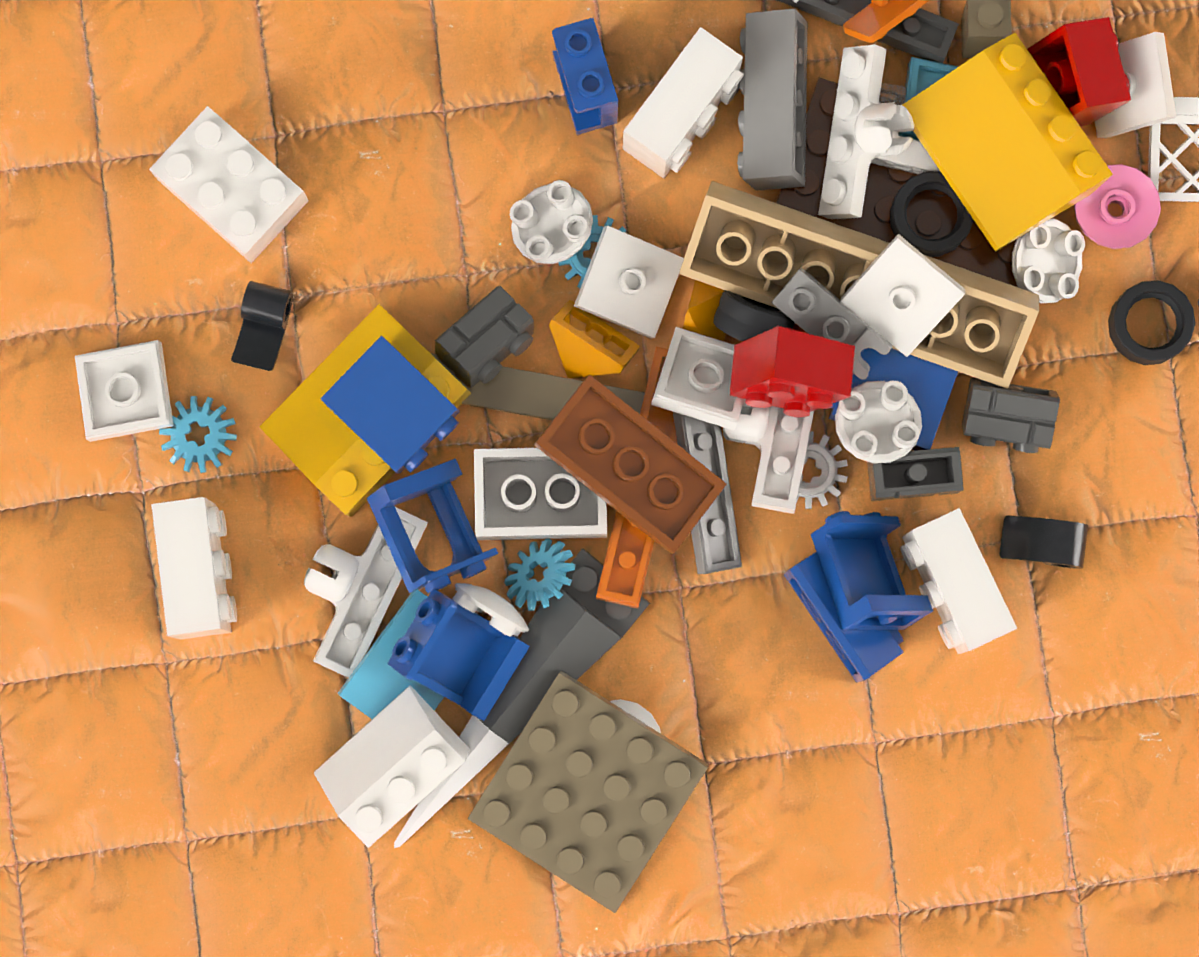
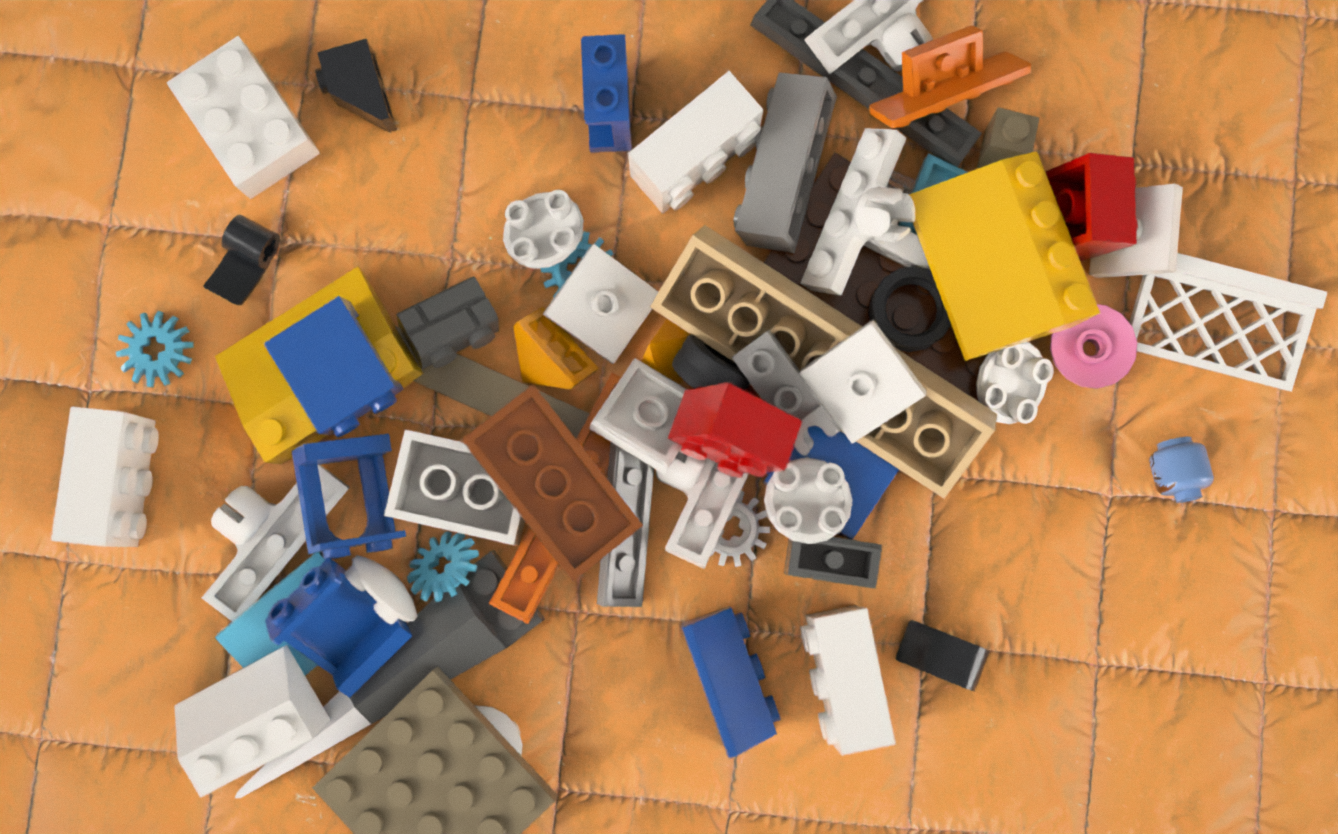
camera: 15 degrees right, 0 degrees up
(123, 390) = (93, 290): white plate -> none
(330, 123) = (355, 82): none -> black slope
(864, 573) = (757, 647): blue panel -> none
(1010, 415) = (940, 524): dark grey brick -> none
(1171, 296) = (1131, 457): black tyre -> none

